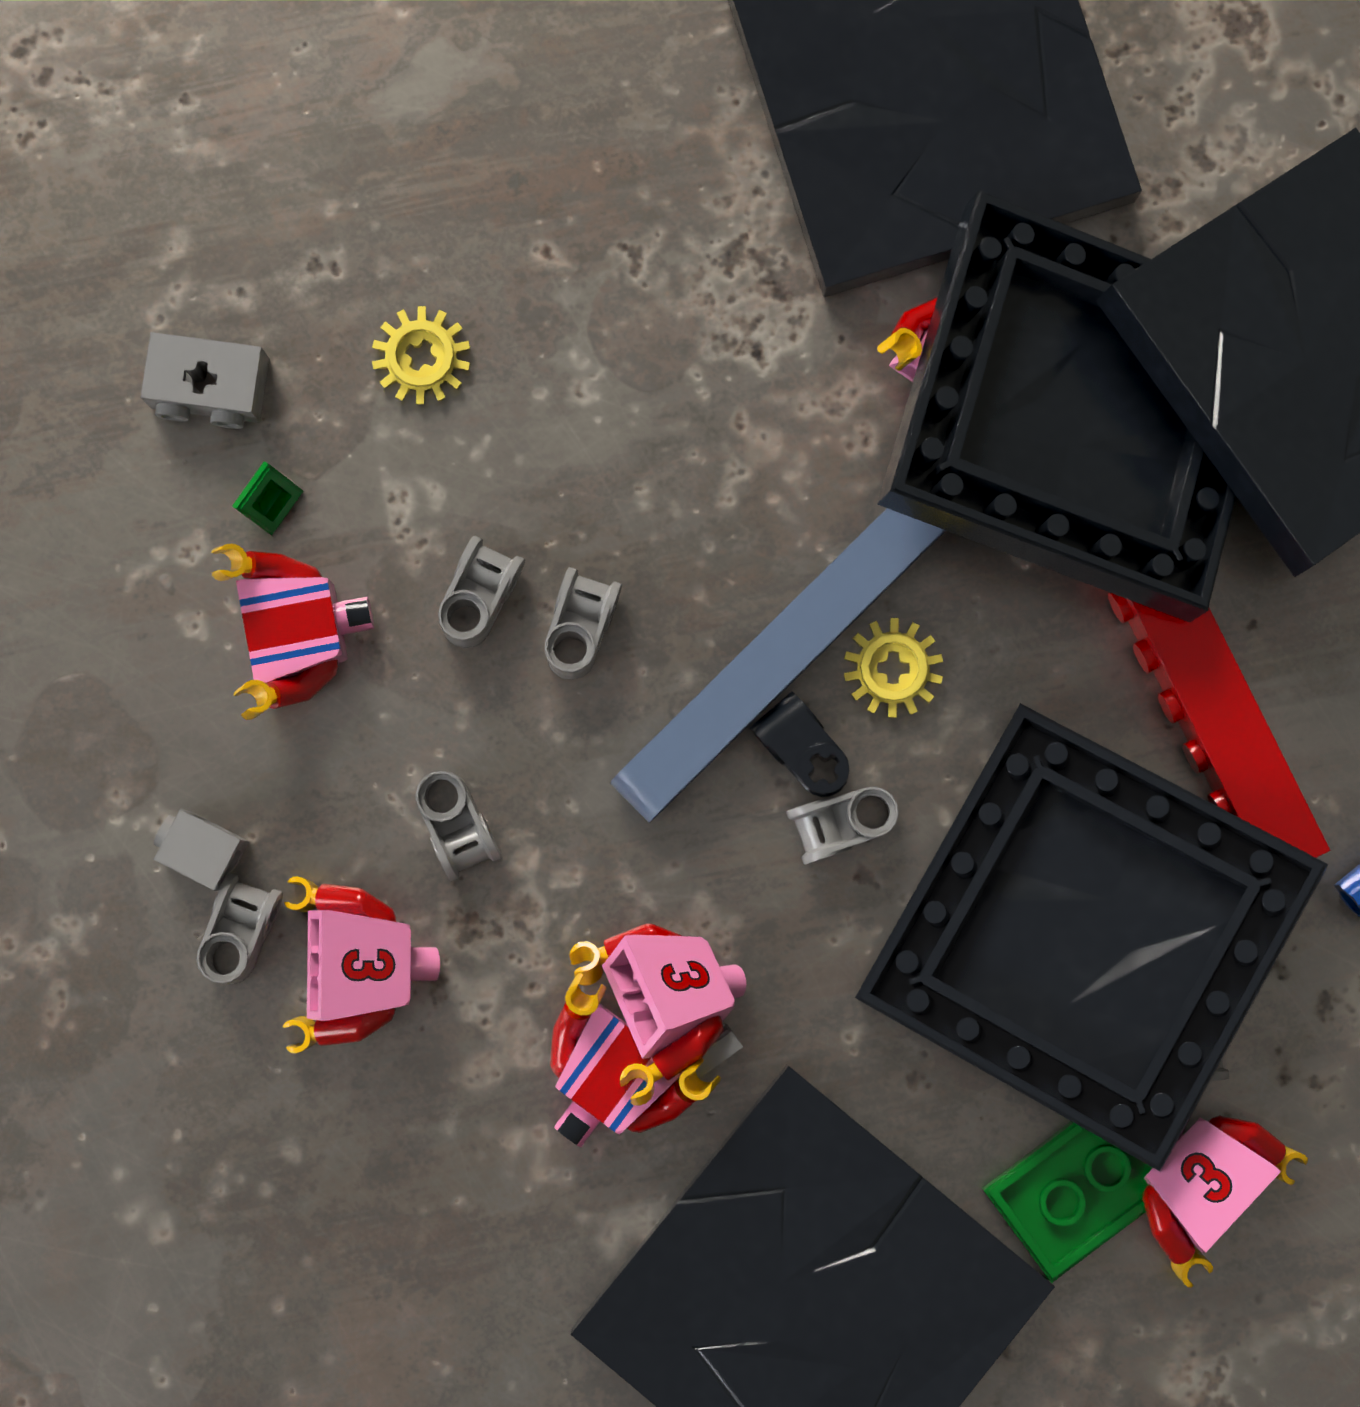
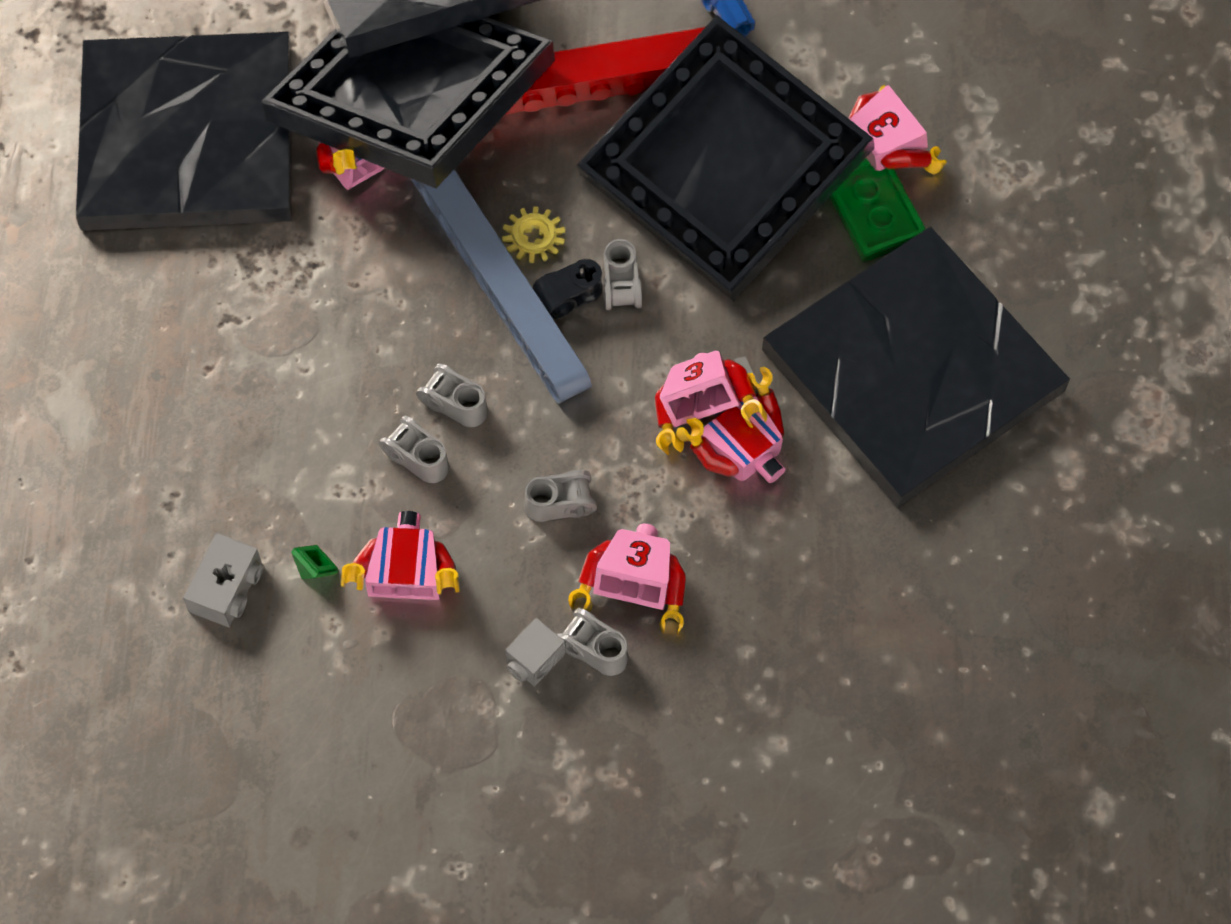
camera: 75 degrees left, 20 degrees down
(414, 334) = (250, 440): light yellow gear -> none

